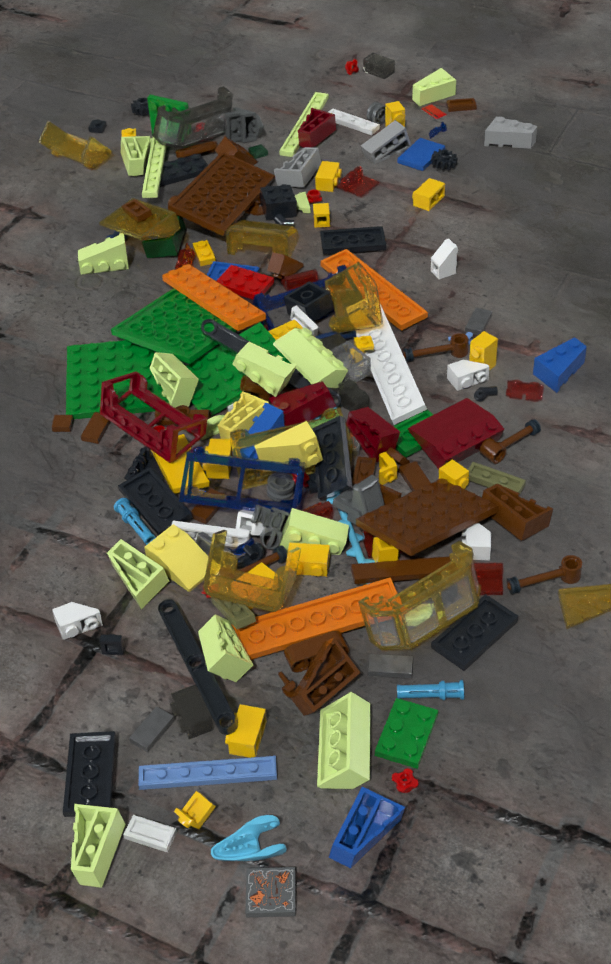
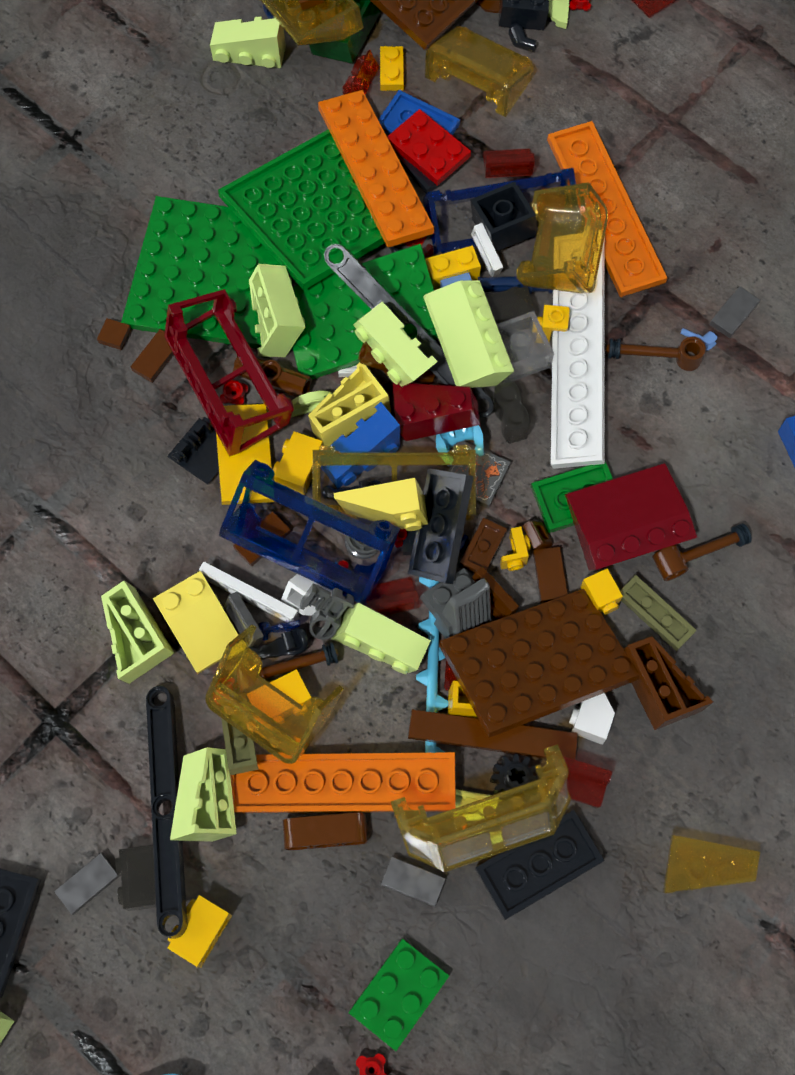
camera: 15 degrees right, 25 degrees up
(76, 619) = (36, 681): white slope -> none
(112, 644) = (73, 735): black plate -> none
(146, 535) = (156, 528): dark azure pin -> none
(150, 833) = (41, 1041): white tile -> none
(154, 500) = (192, 514): black plate -> none
(195, 811) = (99, 1033): yellow bracket -> none
(207, 772) = (136, 973): medium blue tile -> none
(282, 265) = (492, 130): reddish brown slope -> none
(289, 686) = (275, 876): reddish brown hand -> none
(313, 559) = (361, 676): yellow brick -> none
(321, 215) = (578, 42): yellow brick -> none
(324, 677) = (316, 889): reddish brown wedge -> none
(344, 743) = (313, 991): yellowish green slope -> none
(353, 240) = (608, 104): black plate -> none
(372, 432) = (514, 486): dark red wedge -> none
(428, 194) = (747, 42): yellow brick -> none
(441, 690) = (464, 945): dark azure pin -> none
(444, 260) = (724, 186): white slope -> none
(467, 373) = (683, 409): white slope -> none
(483, 392) = (695, 448): black arm -> none
(484, 349) = (716, 385): yellow brick -> none
(517, 388) = (763, 469): clear red hinge -> none
(568, 572) = (618, 804): reddish brown piece -> none

